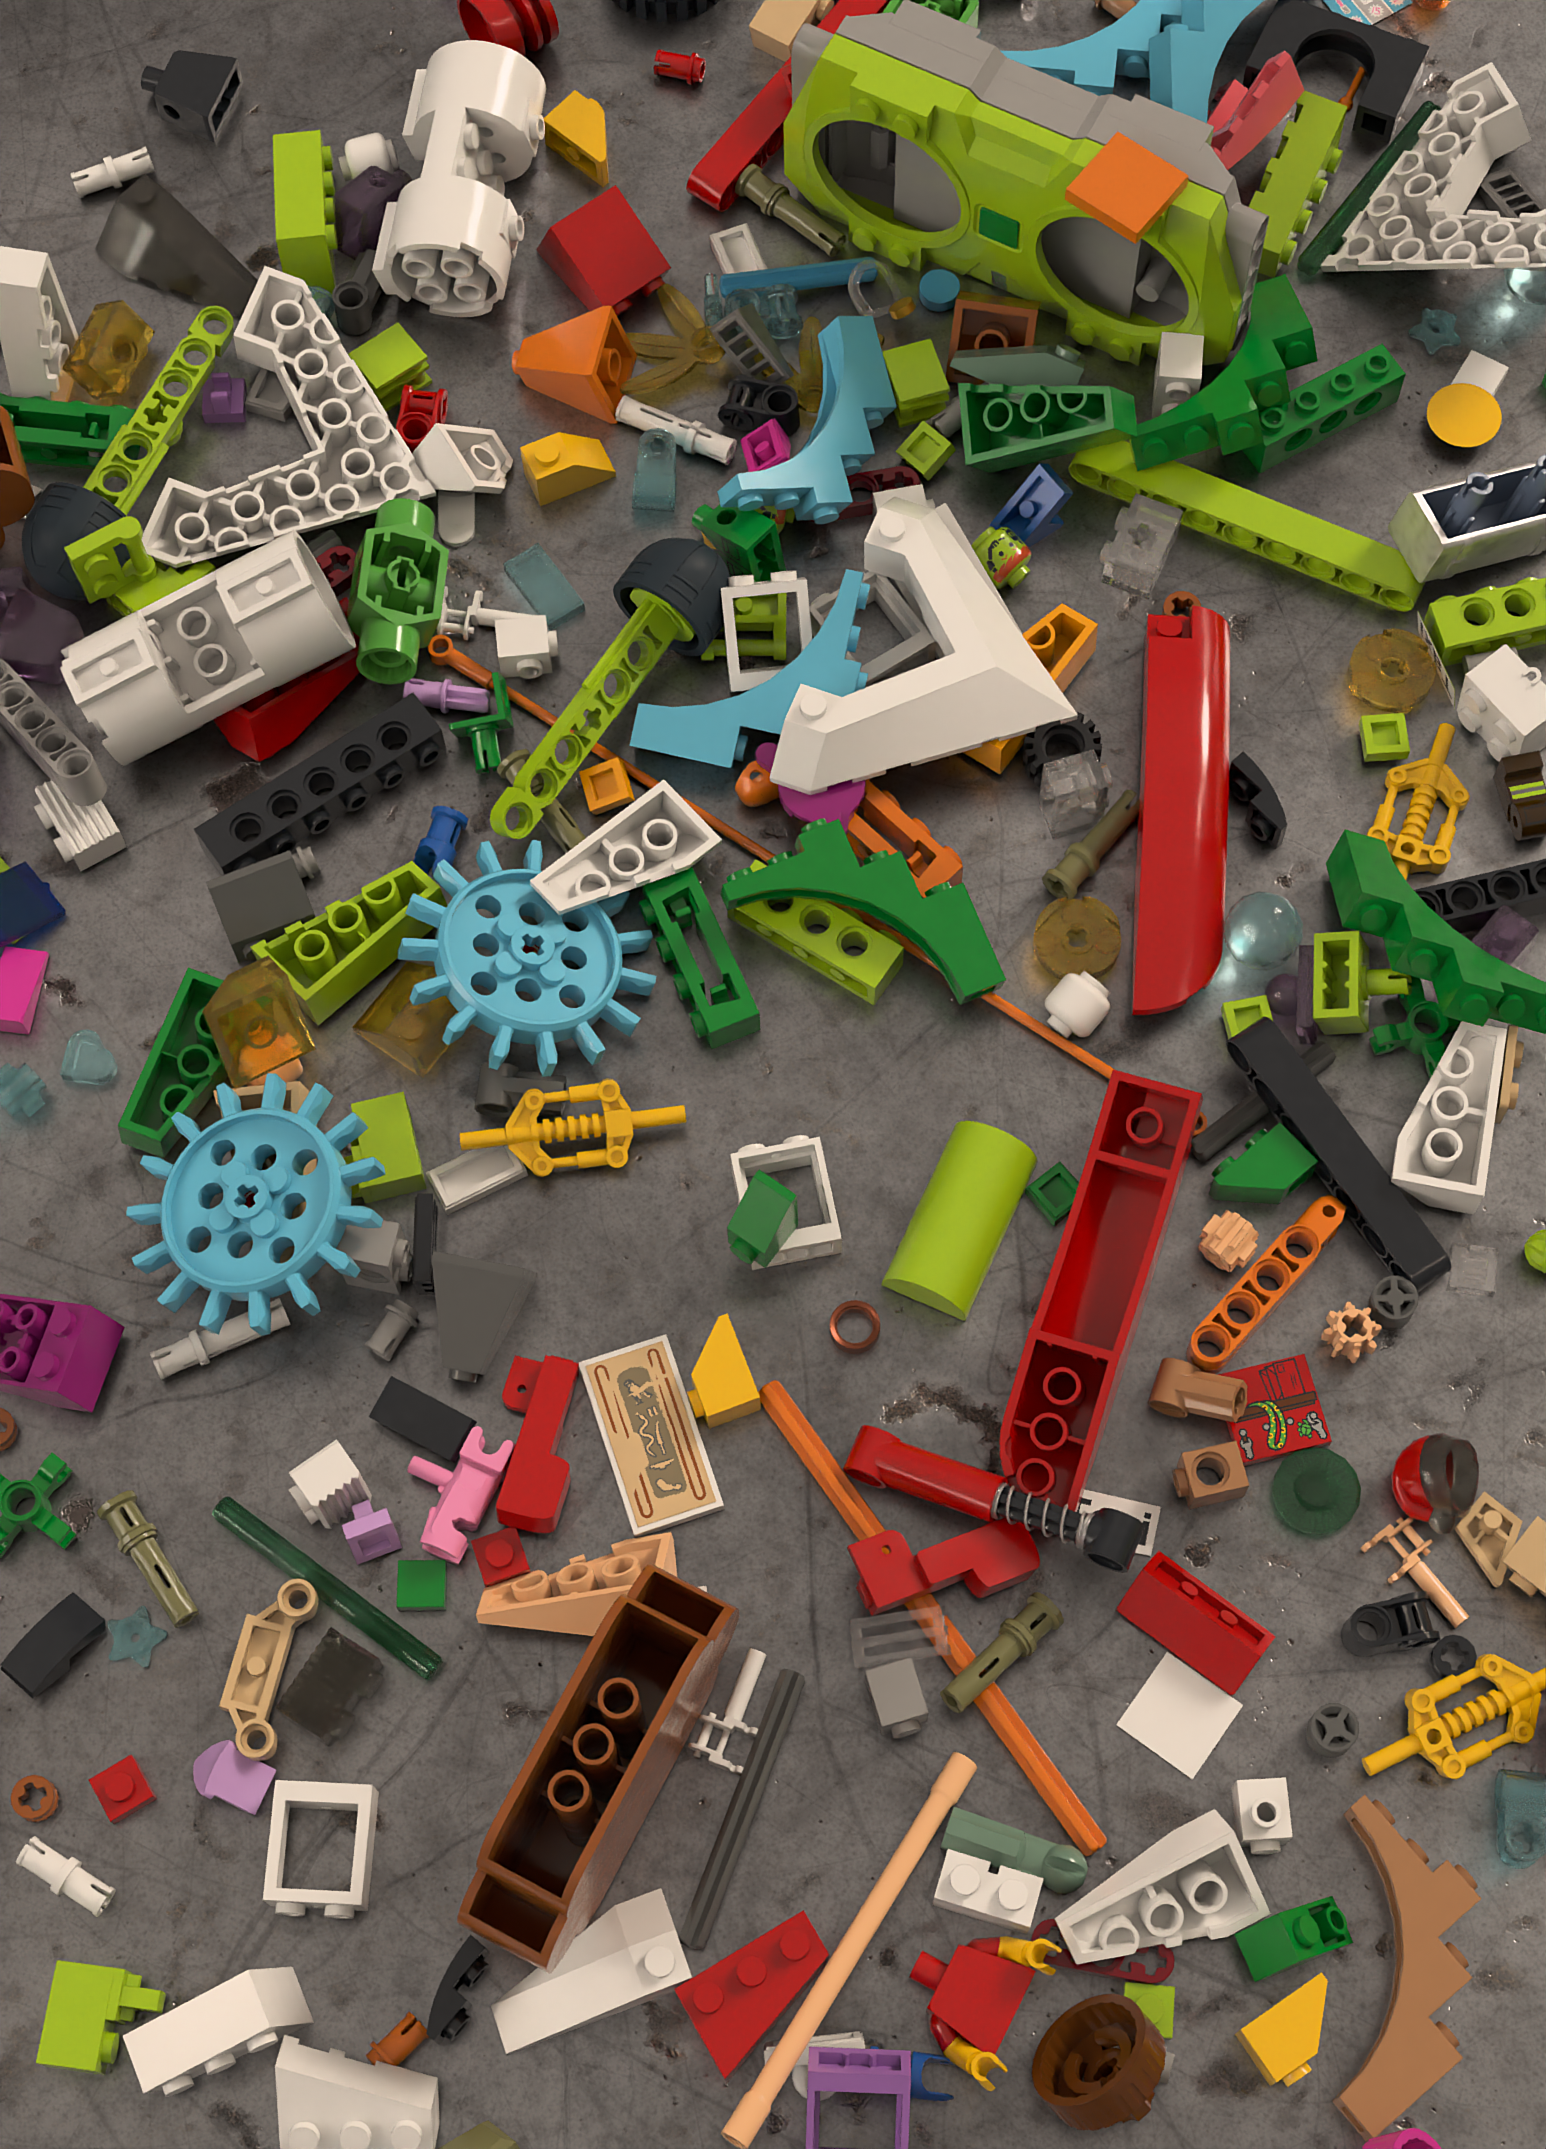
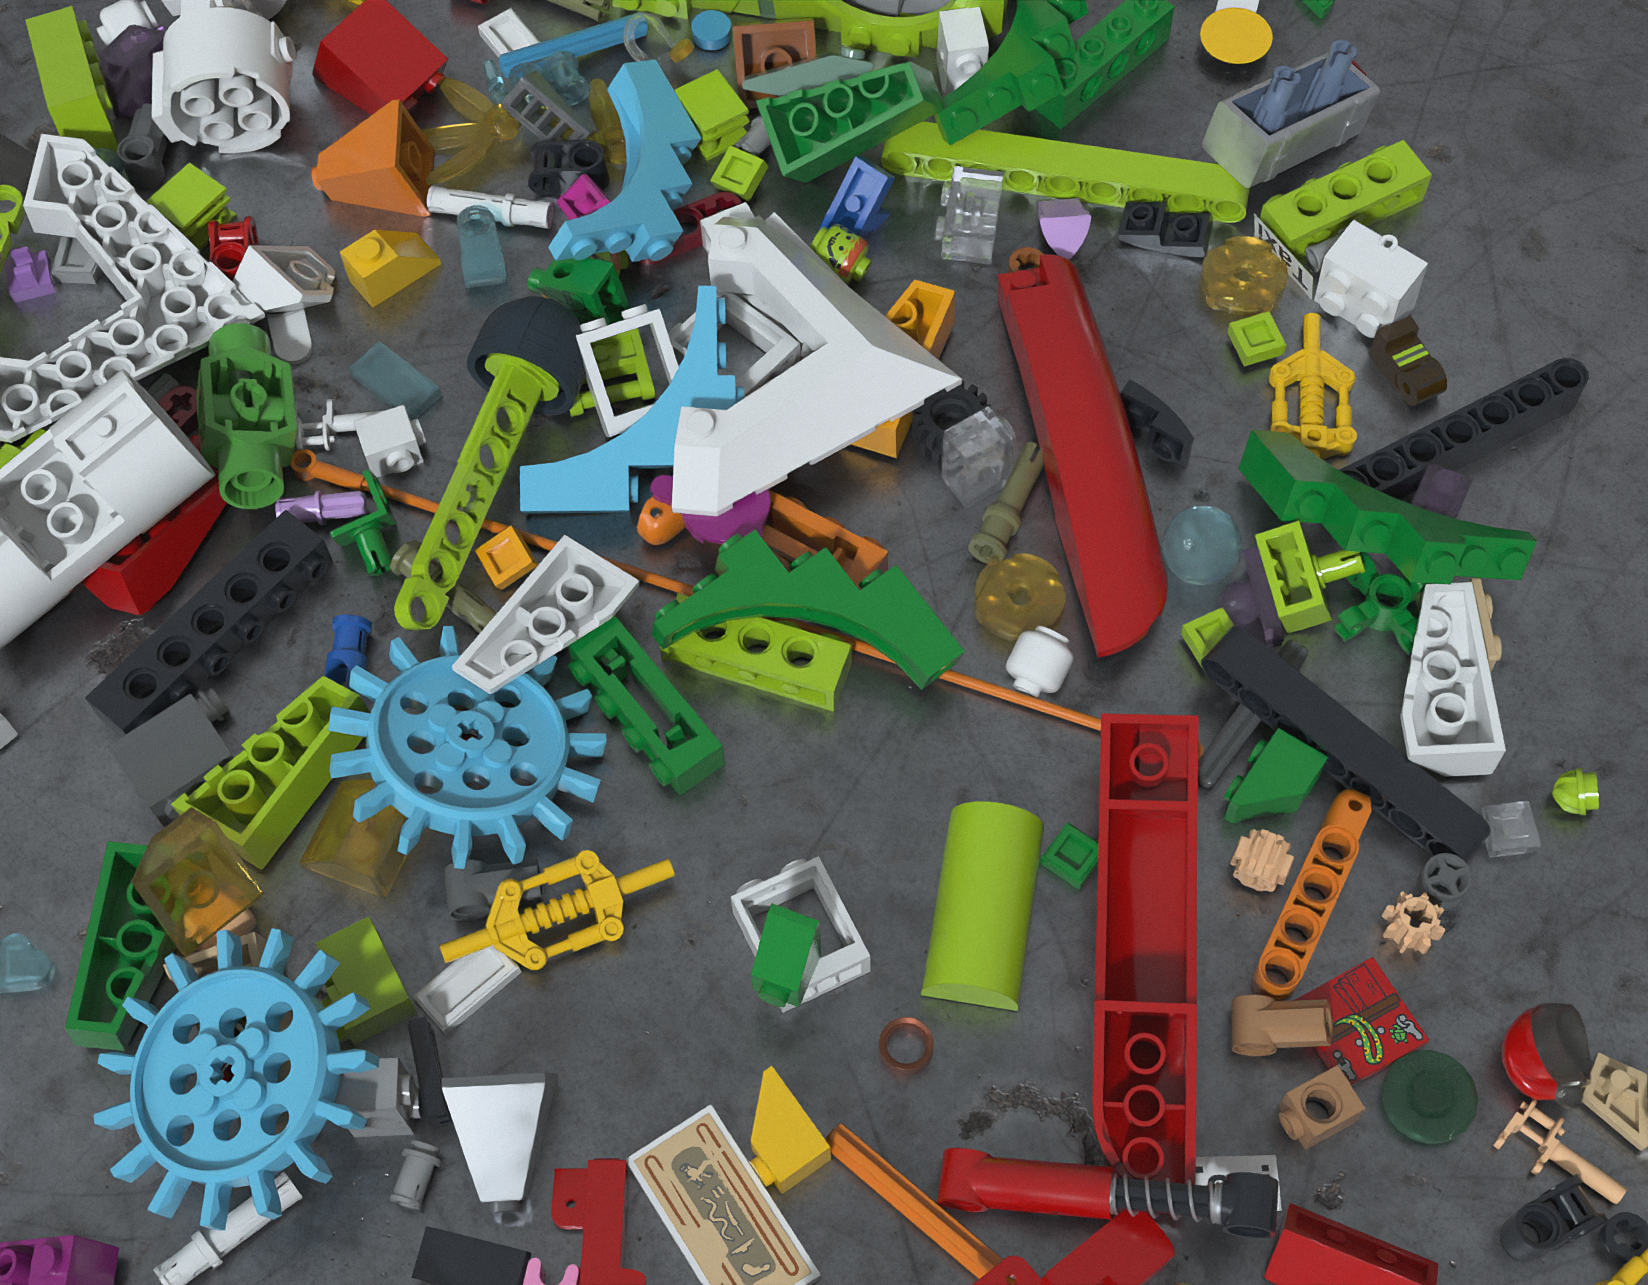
camera: 15 degrees left, 5 degrees down
(1229, 576) = (1064, 225): none -> lavender tile
(1326, 604) = (1155, 229): none -> black slope

